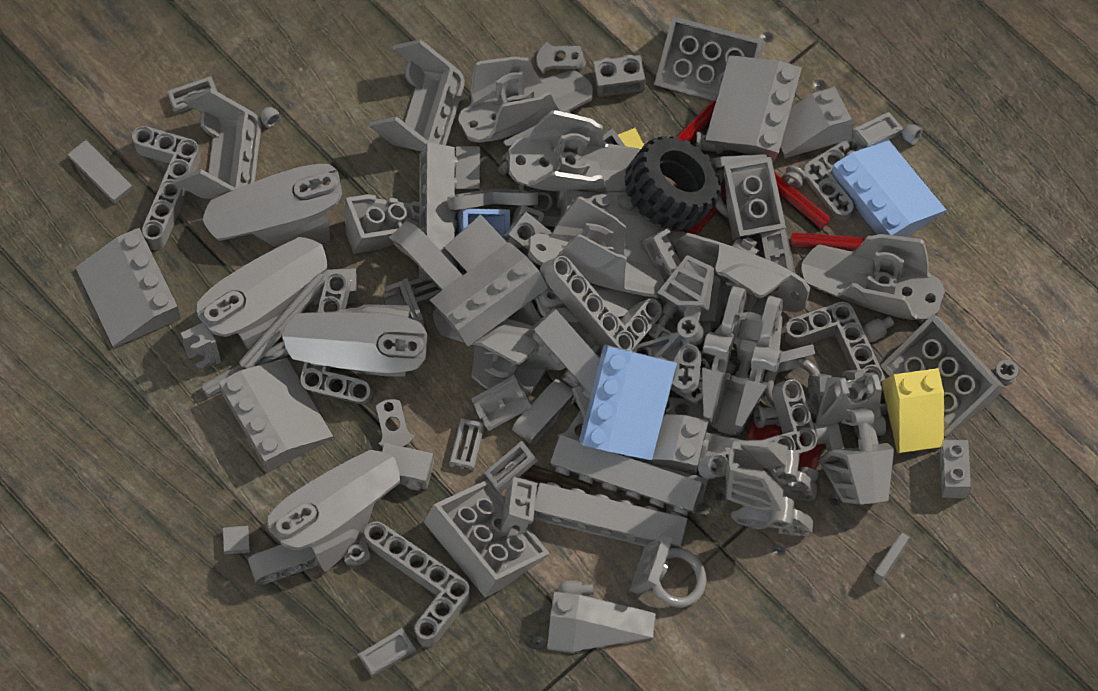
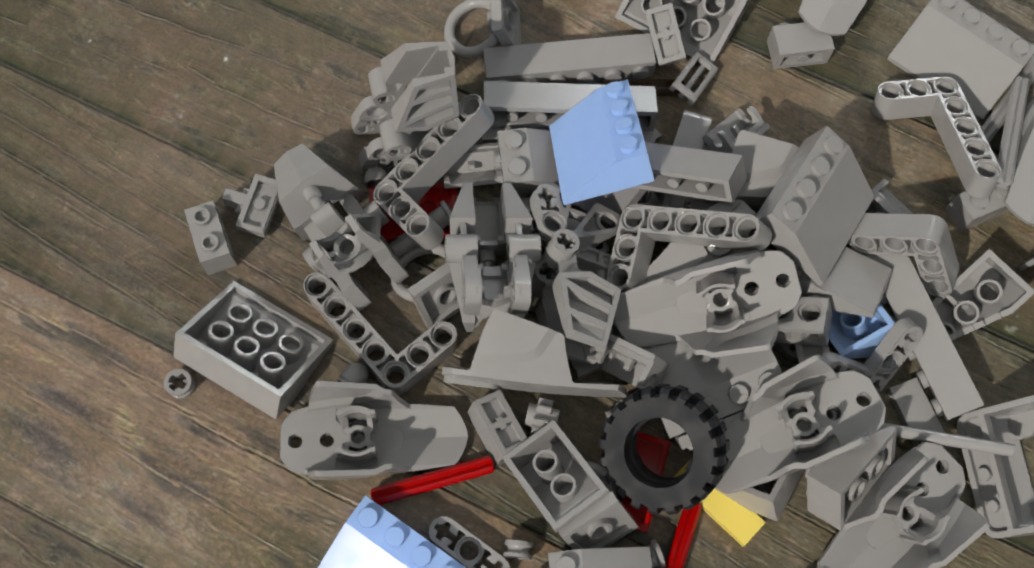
camera: 155 degrees right, 5 degrees up
(358, 339) = (923, 130): light grey piece -> none
(399, 437) = (845, 96): light grey piece -> none
(462, 137) = (953, 440): none -> light grey bar
(463, 463) = (738, 93): light grey tile -> none
(801, 202) = (510, 524): red axle -> none
(891, 558) = (256, 119): light grey tile -> none
(912, 488) = (254, 205): none -> light grey hinge
(915, 409) = (274, 285): light yellow slope -> none

